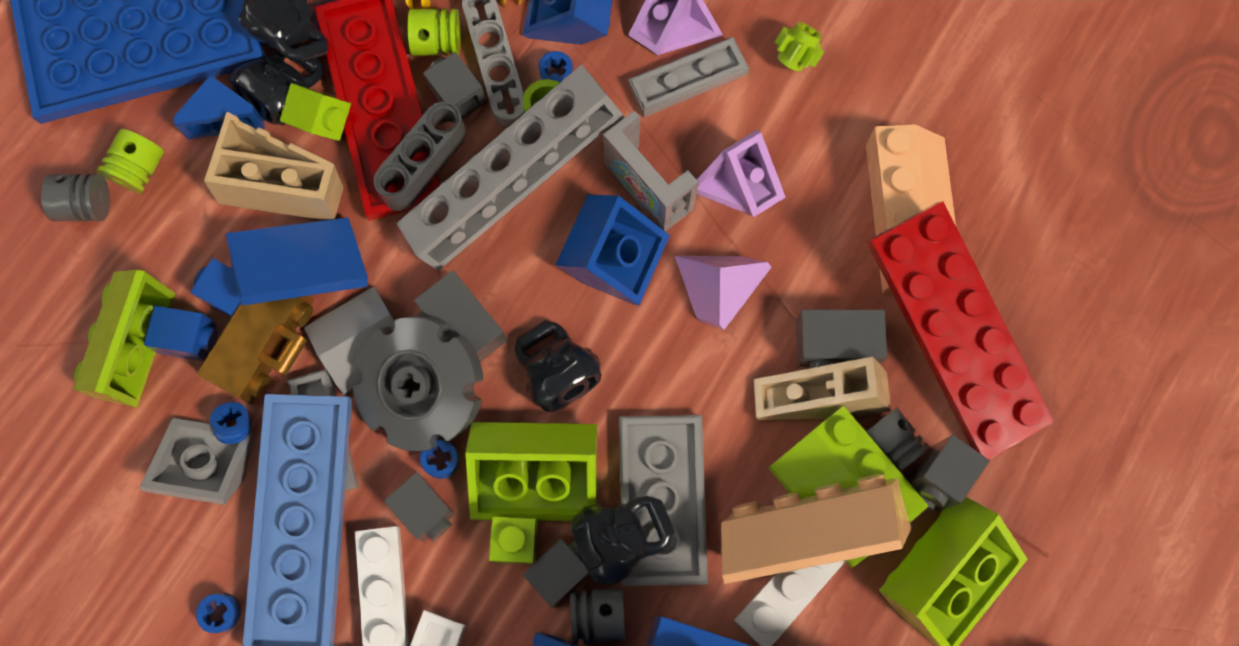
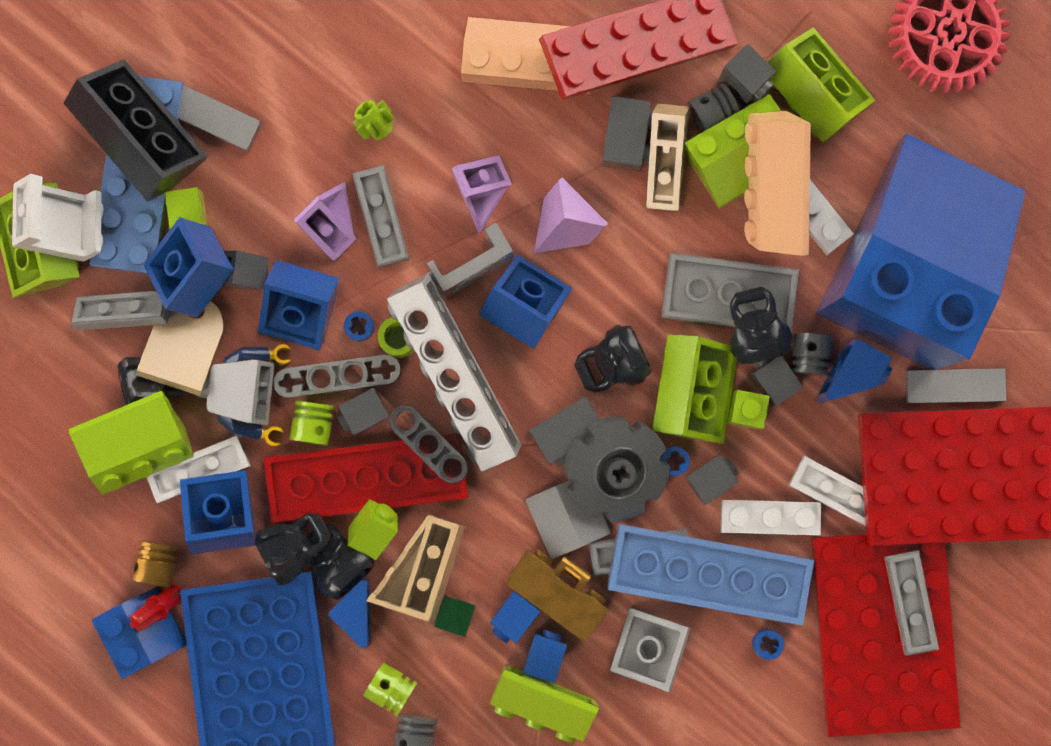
camera: 85 degrees left, 10 degrees up
(223, 220) = (454, 615): none -> dark green tile
(226, 412) = (632, 627): blue bush -> none
(295, 260) = (501, 555): blue tile -> none

